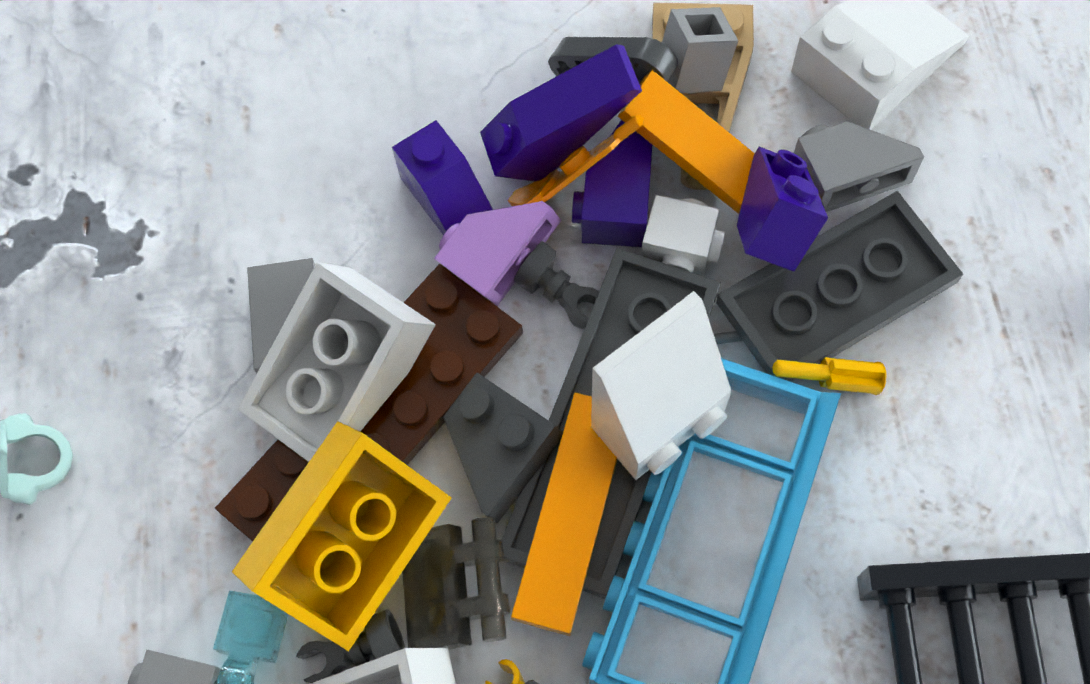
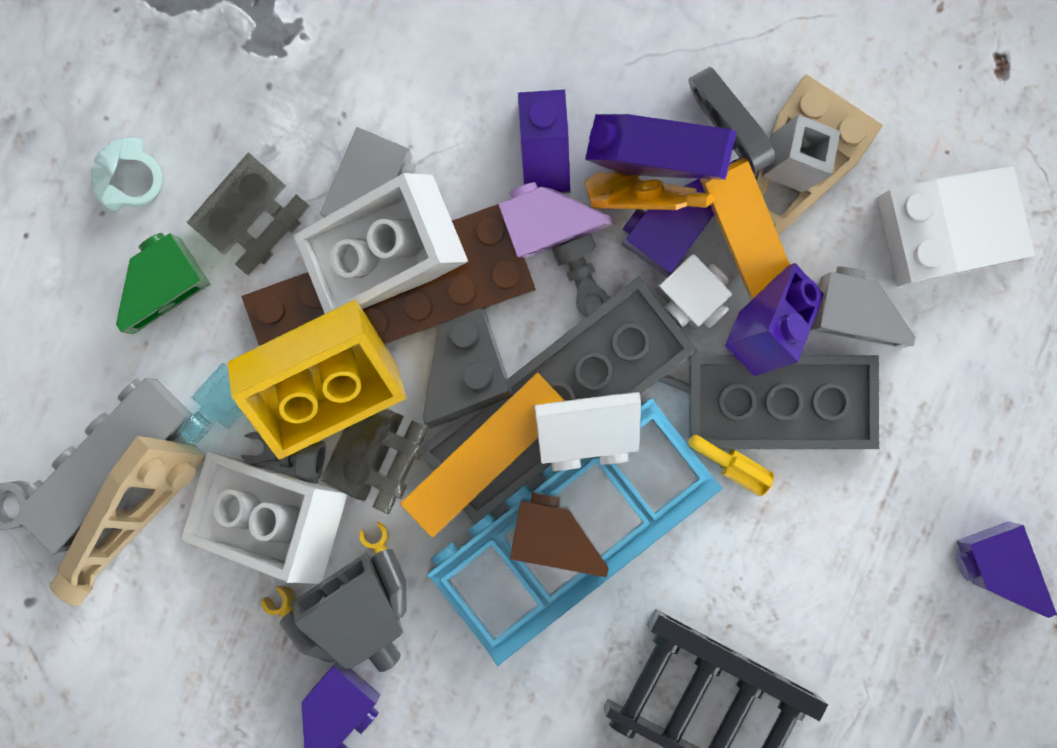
camera: 25 degrees right, 20 degrees up
(114, 546) = (158, 282): none -> green slope
(163, 419) = (238, 204): none -> clear smoke plate
(703, 542) = (553, 537): none -> reddish brown slope

